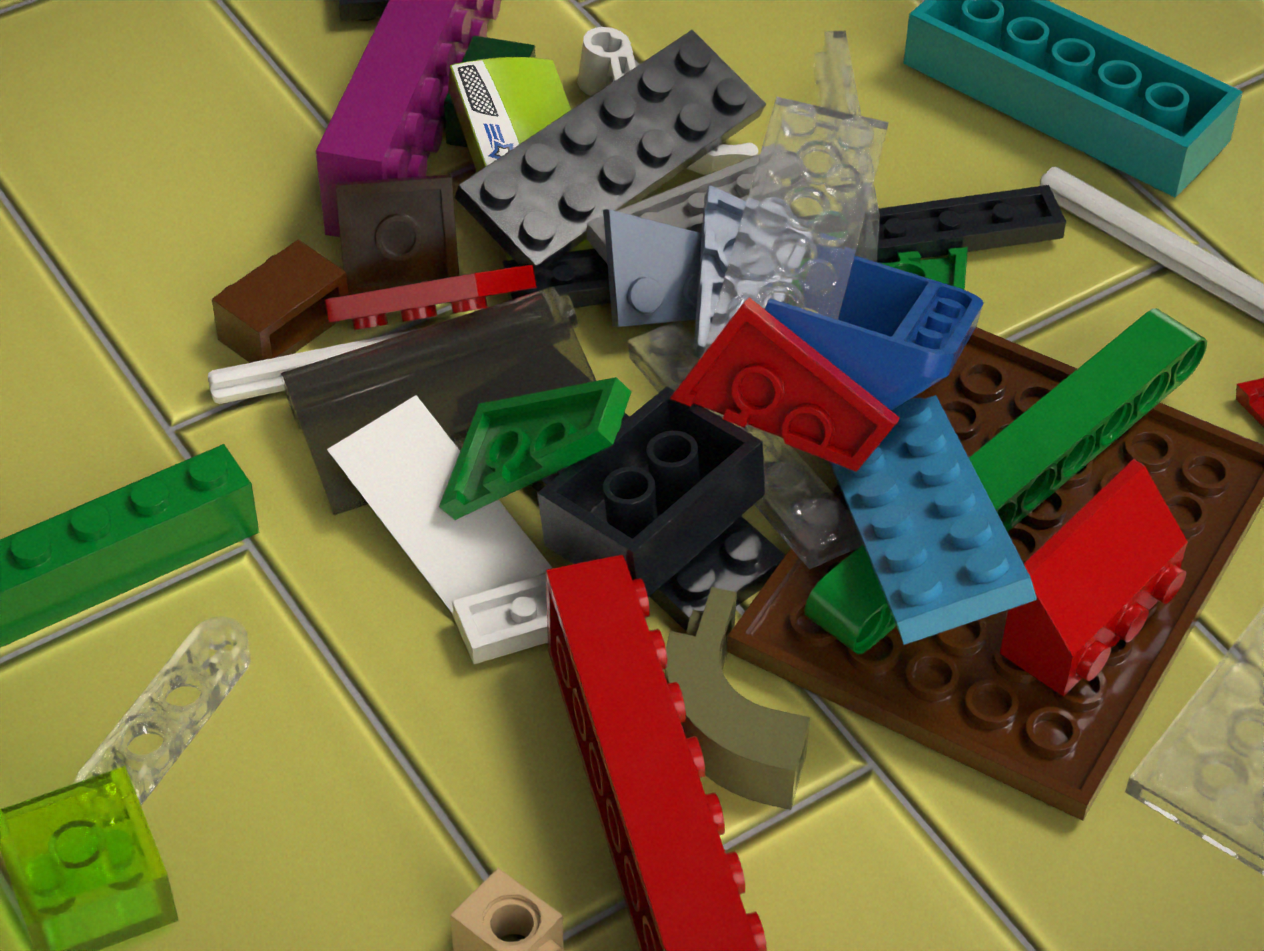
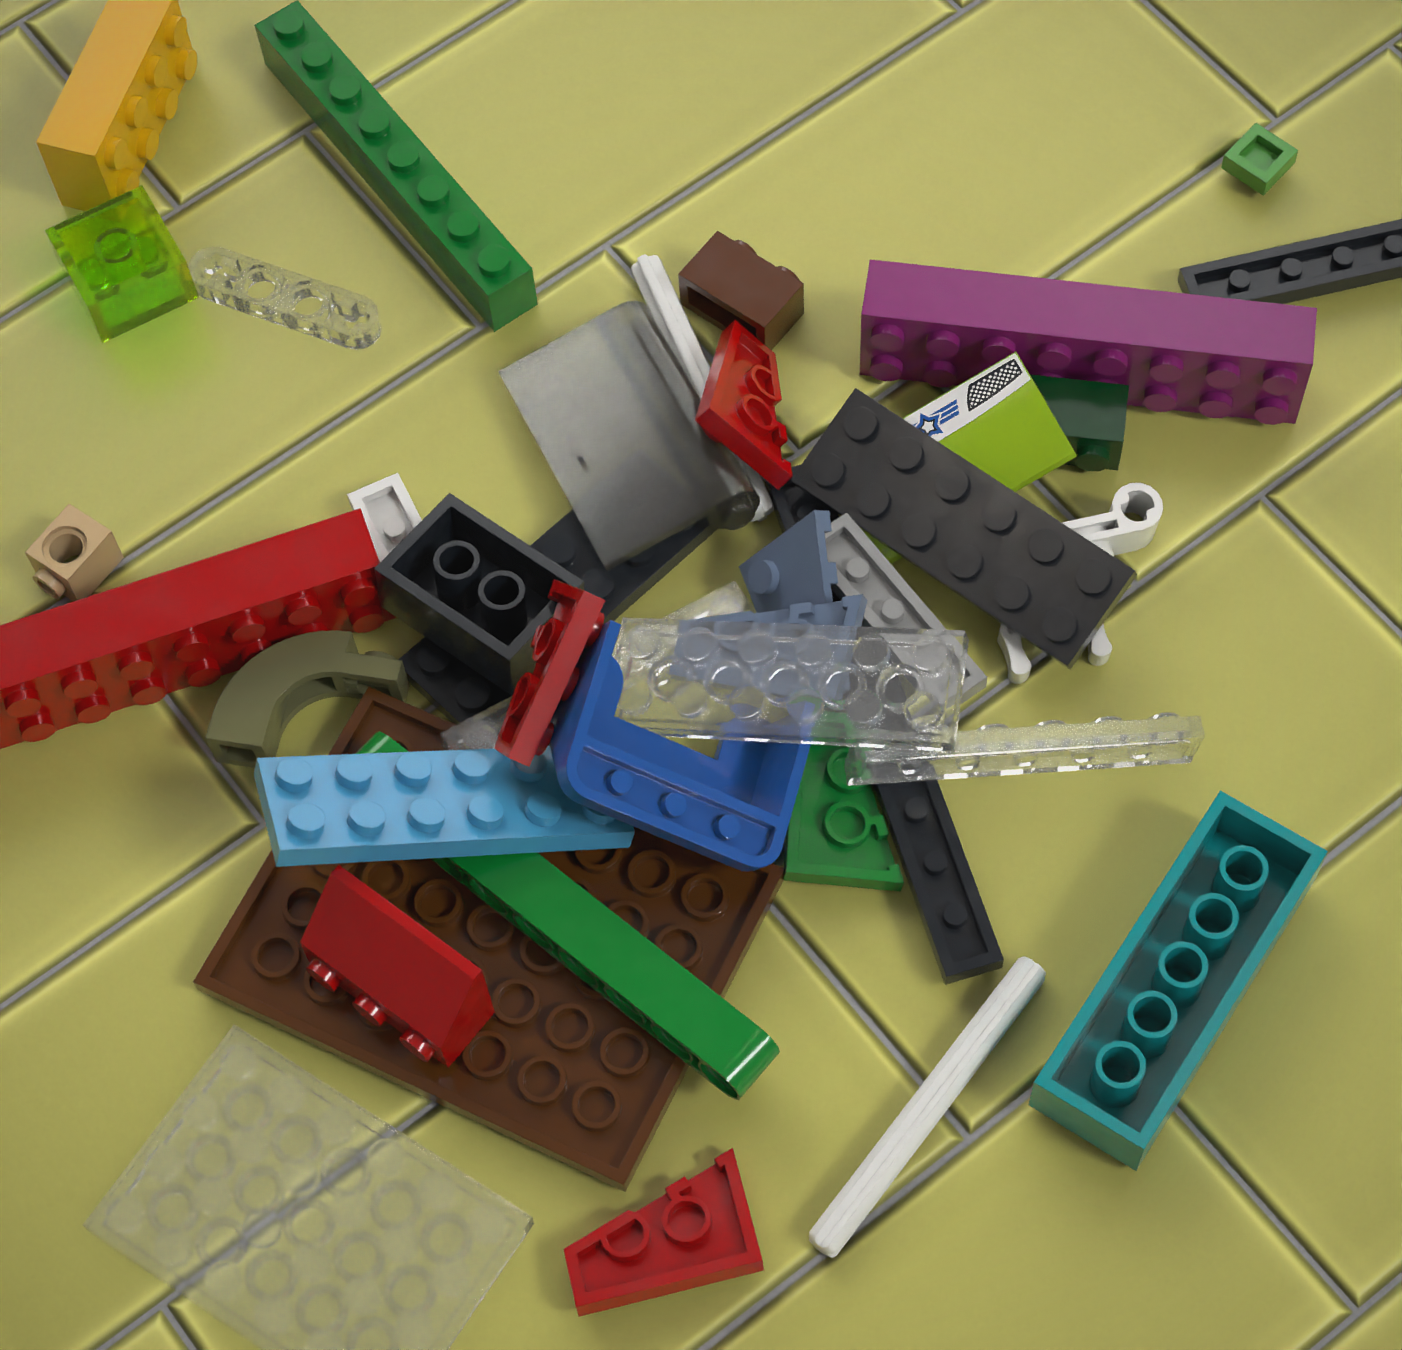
camera: 90 degrees right, 15 degrees up
(397, 231) = (821, 362): dark brown plate -> none
(402, 473) = (507, 439): white sticker -> none
(531, 438) = (527, 487): green wing -> none

